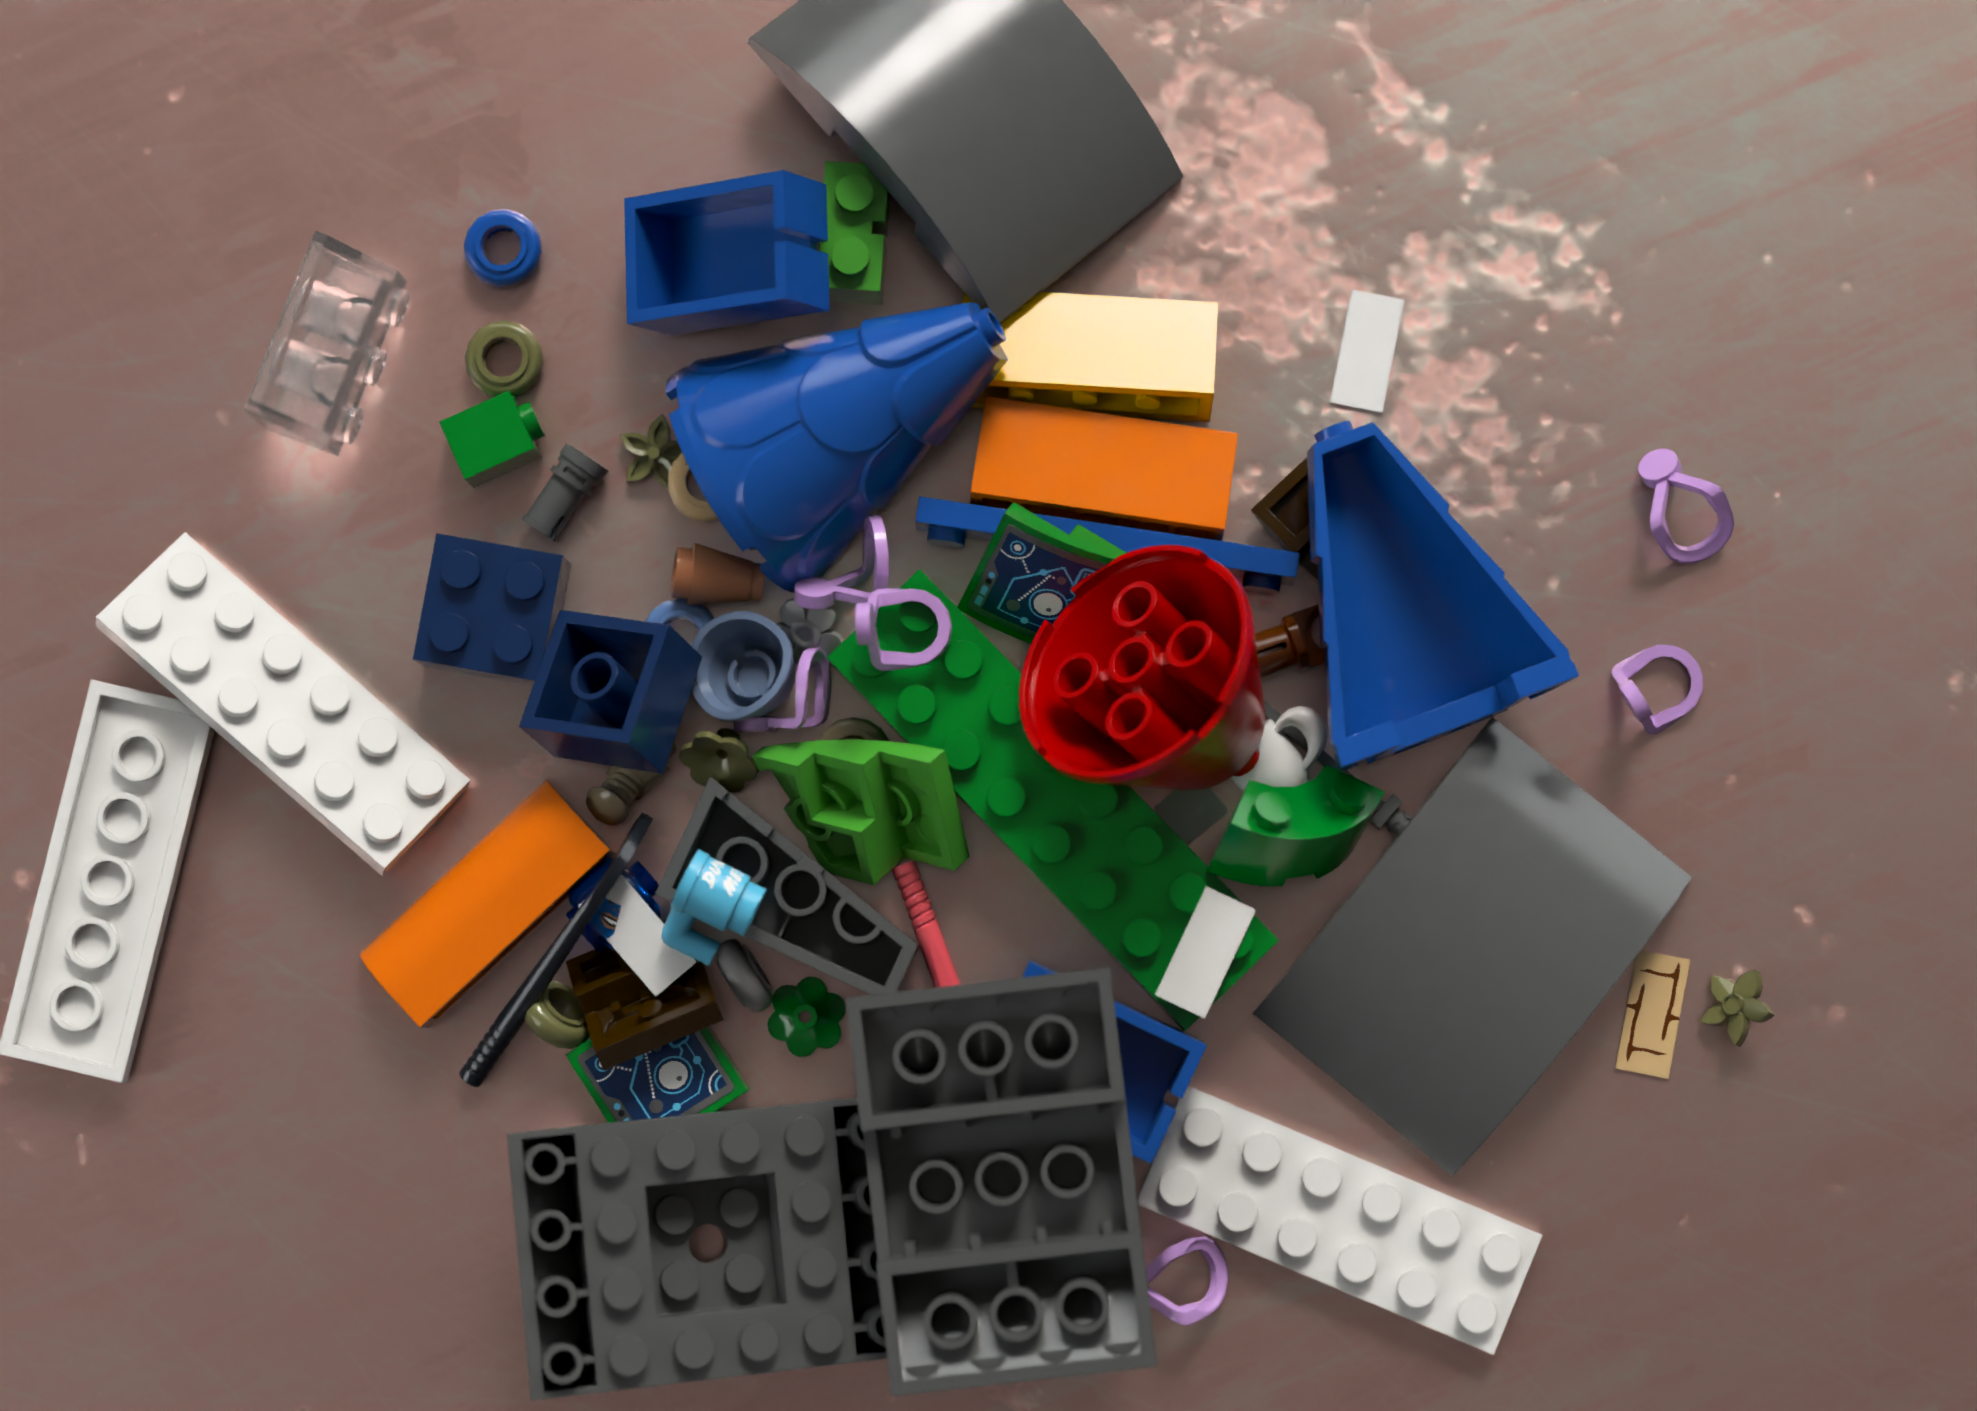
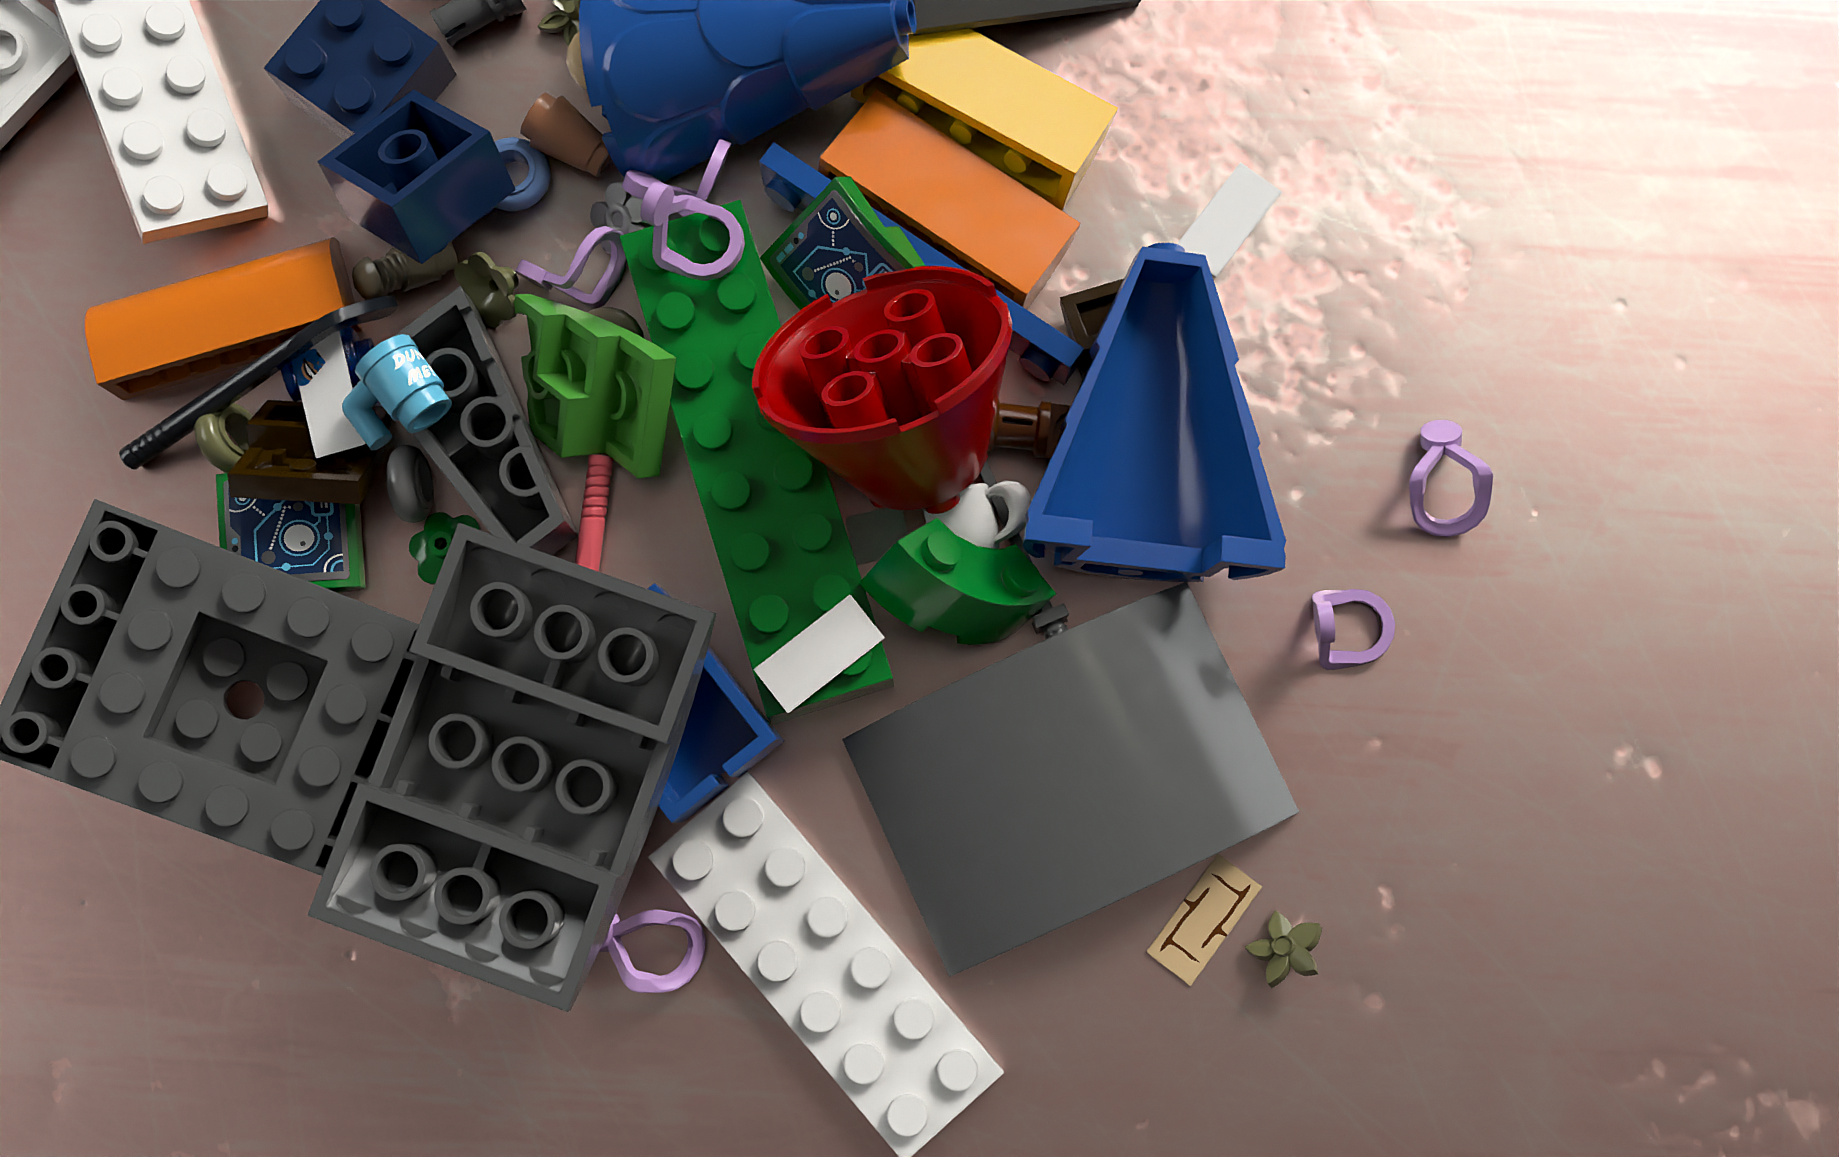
camera: 20 degrees right, 5 degrees down
(743, 666) = (546, 215): sand blue helmet -> none

